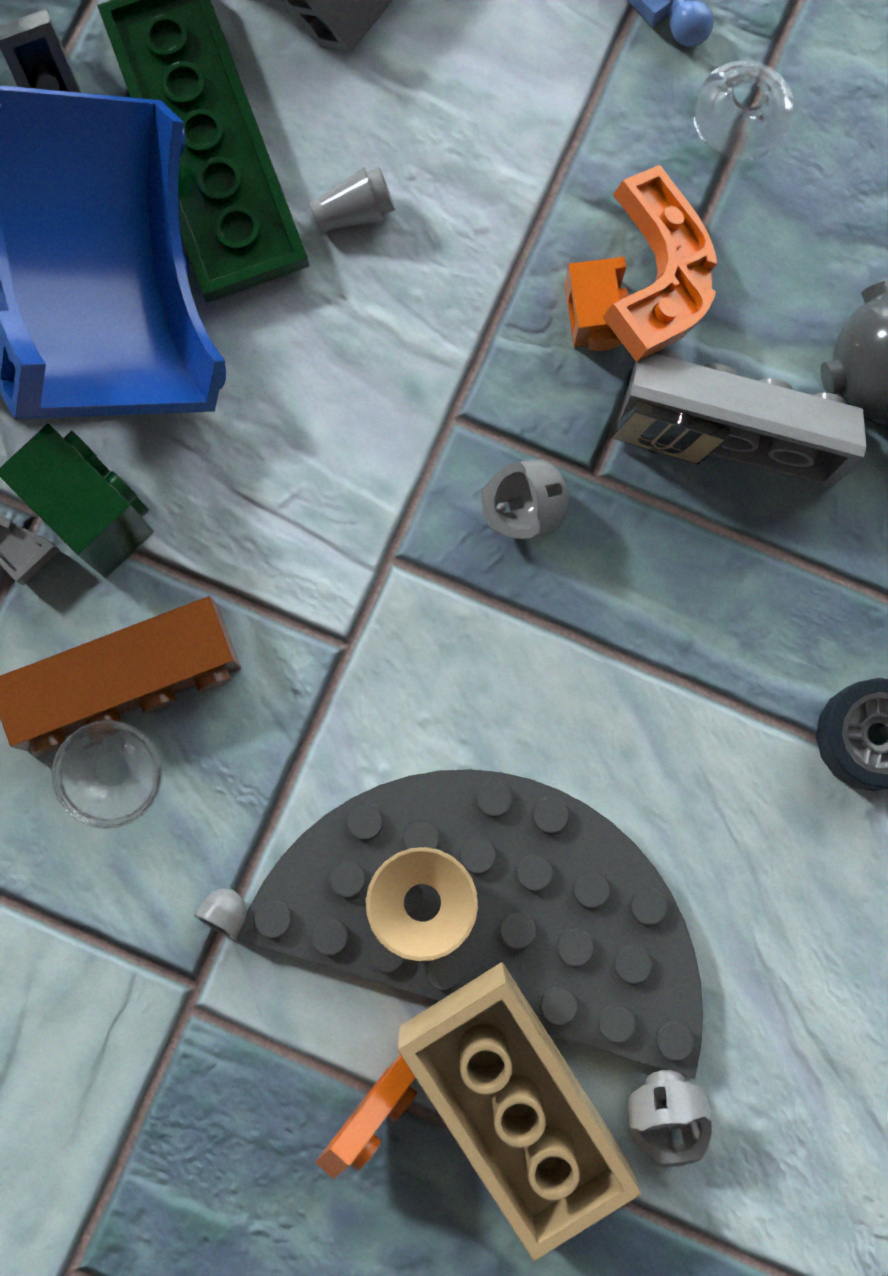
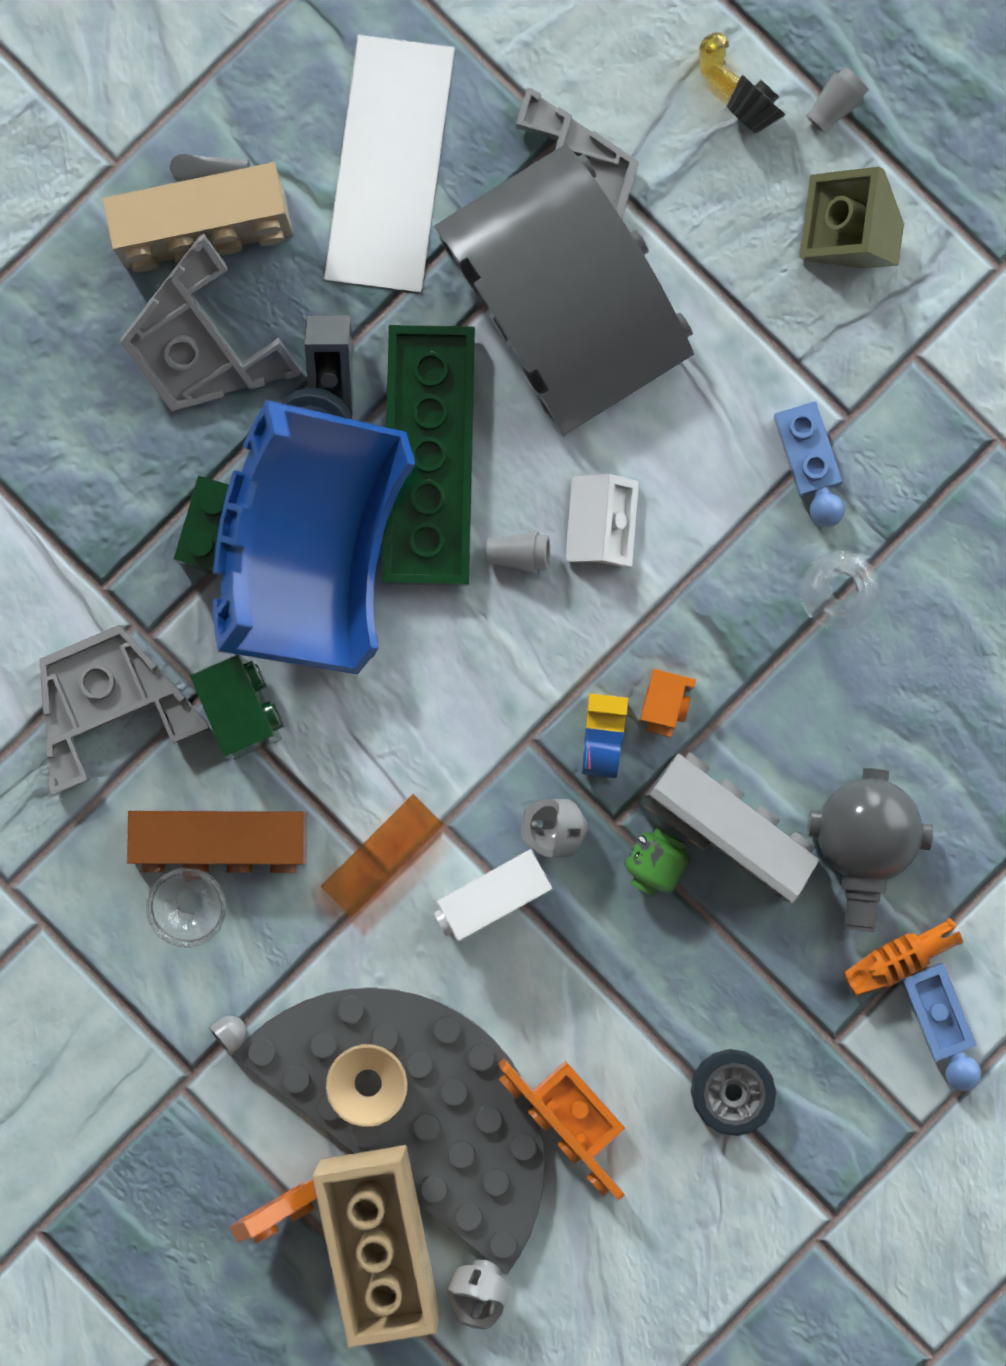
camera: 25 degrees right, 5 degrees up
(329, 620) = (382, 855): none -> clear orange tile
(435, 130) = (602, 520): none -> white panel
(485, 603) = (492, 896): none -> white brick
(539, 368) = (603, 735): none -> leg
(667, 492) = (657, 862): none -> bright green head
(683, 262) = (739, 700): orange plate -> none
(696, 838) = (574, 1113): none -> orange bracket

